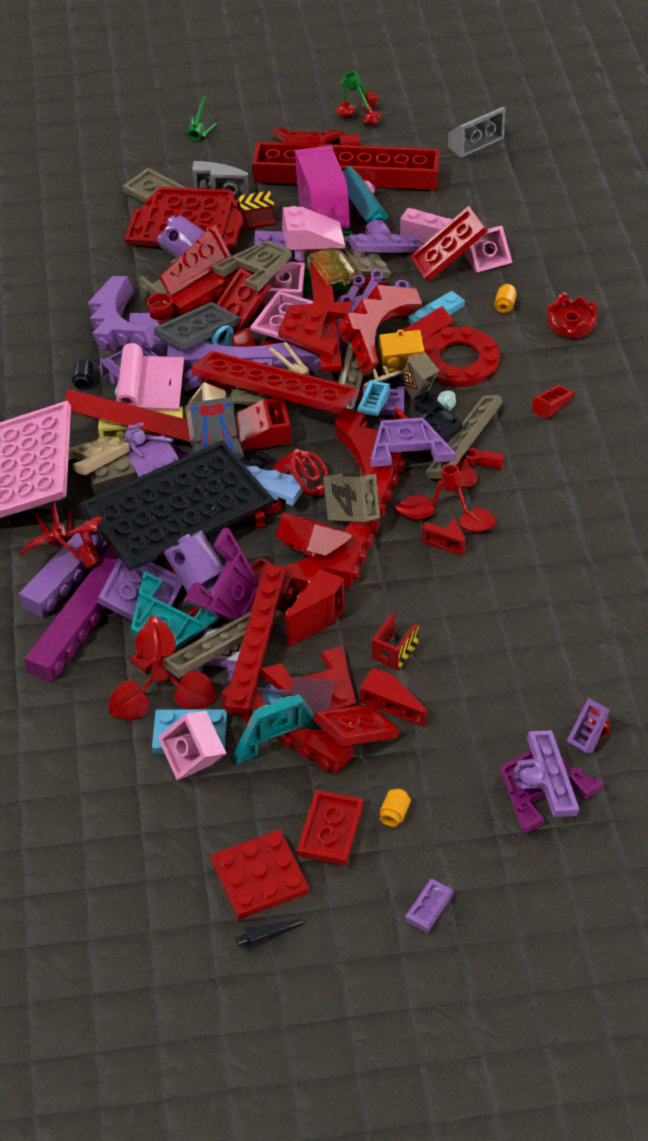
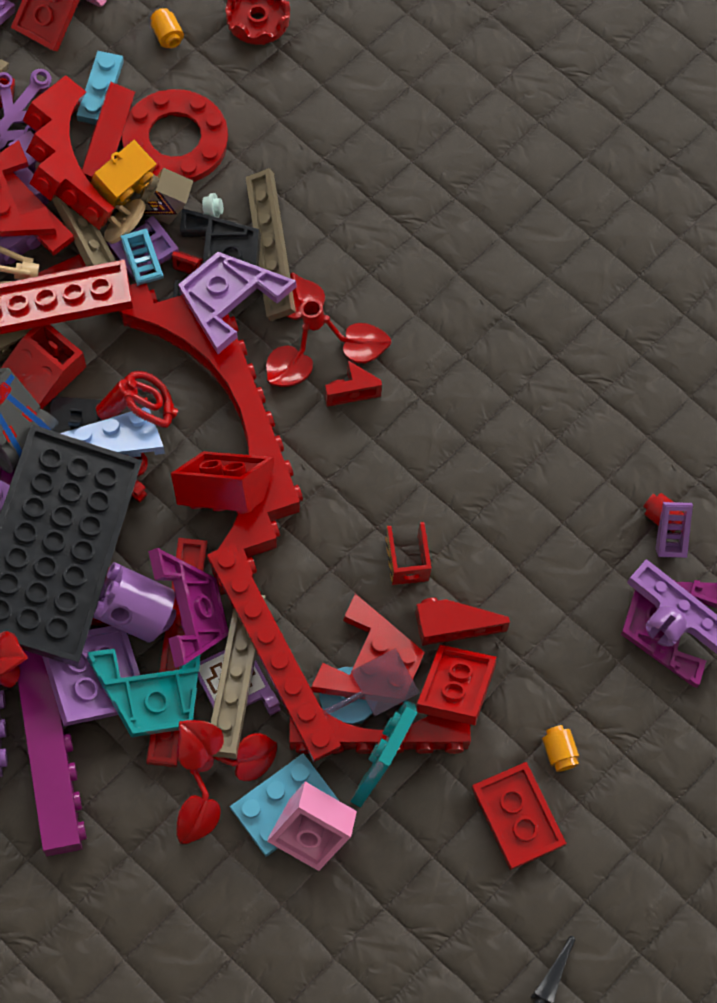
camera: 45 degrees left, 20 degrees up
(259, 874) = (491, 918): red plate -> none
(315, 607) = (300, 555): red slope -> none
(351, 497) = (232, 412): dark tan panel -> none
(429, 905) = (677, 833): medium lavender plate -> none
(485, 458) = (312, 258): red bar -> none
(549, 402) = (319, 139): red slope -> none

